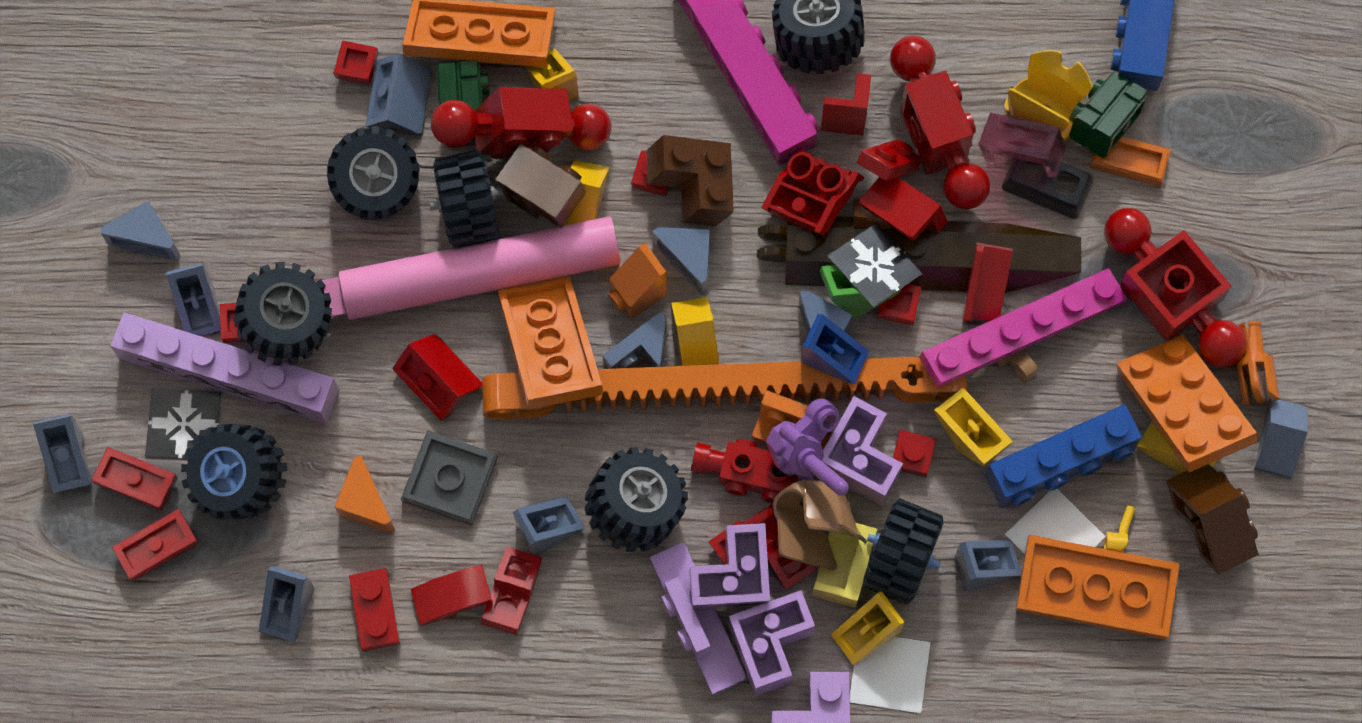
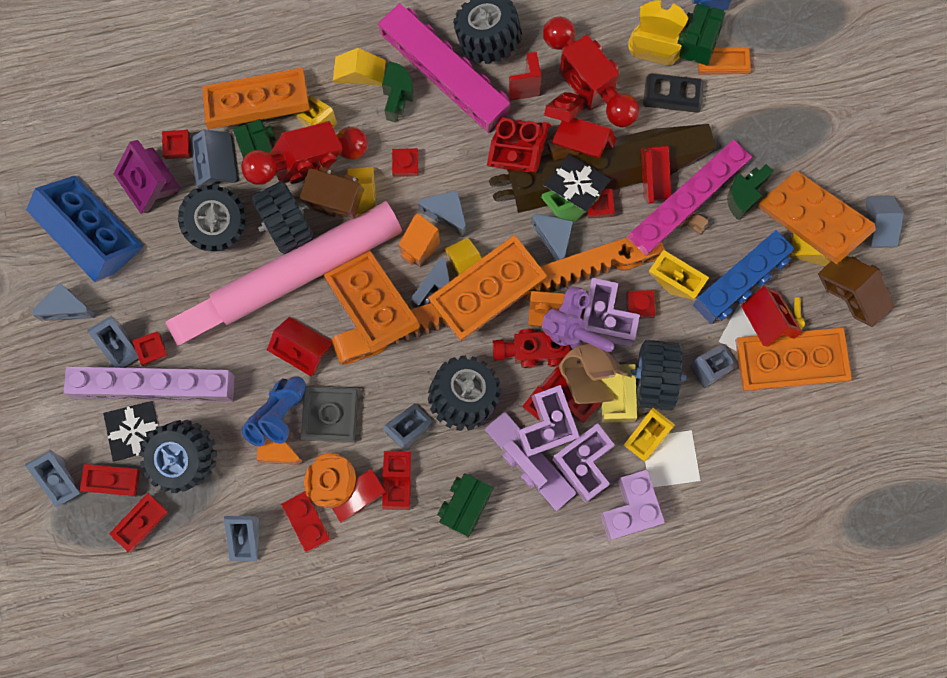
camera: 15 degrees left, 5 degrees up
(201, 137) = (83, 227): none -> blue slope
(282, 313) = (178, 336): black wheel -> none
(301, 93) = (144, 176): none -> magenta bracket
(366, 457) = (268, 419): none -> blue piece
(422, 563) = (330, 480): none -> orange tile
(592, 649) = (465, 505): none -> dark green brick
(631, 30) = (359, 68): none -> yellow slope
(675, 69) = (399, 88): none -> dark green brick
(700, 171) = (439, 153): reddish brown brick -> none
(709, 369) = (487, 288): none -> orange plate
(833, 351) = (569, 250): blue slope -> none
(1022, 141) = (650, 68): clear pink panel -> none
(1083, 519) = (770, 316): none -> red panel
(1100, 344) = (744, 193): none -> dark green brick
(1172, 309) = (781, 154): red brick -> none
(1254, 363) = (849, 174): orange arm -> none

